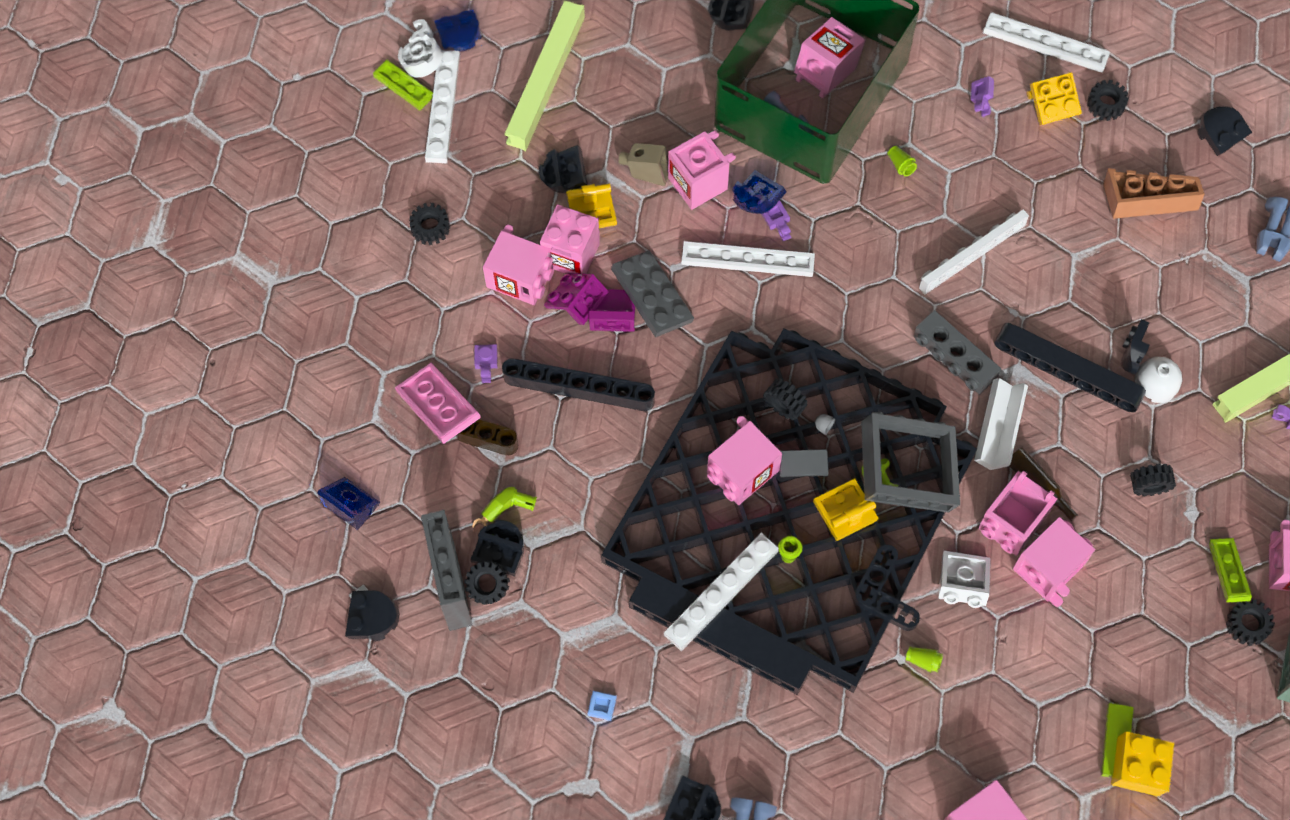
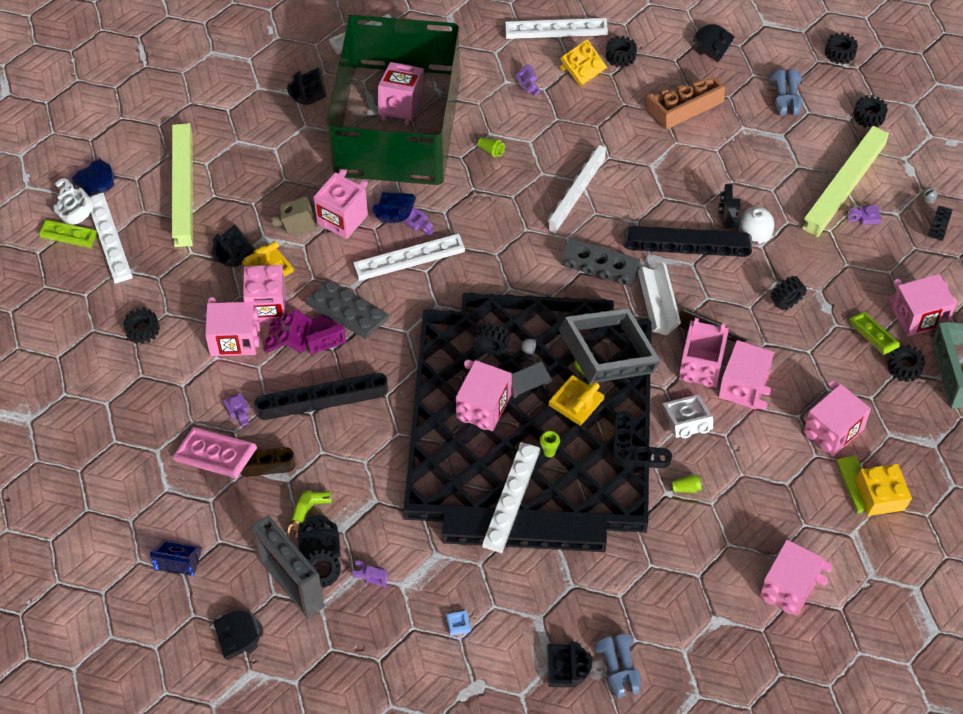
camera: 25 degrees left, 10 degrees down
(540, 614) = (374, 575): none -> medium lavender plate
(1130, 657) = (836, 419): none -> bright pink container

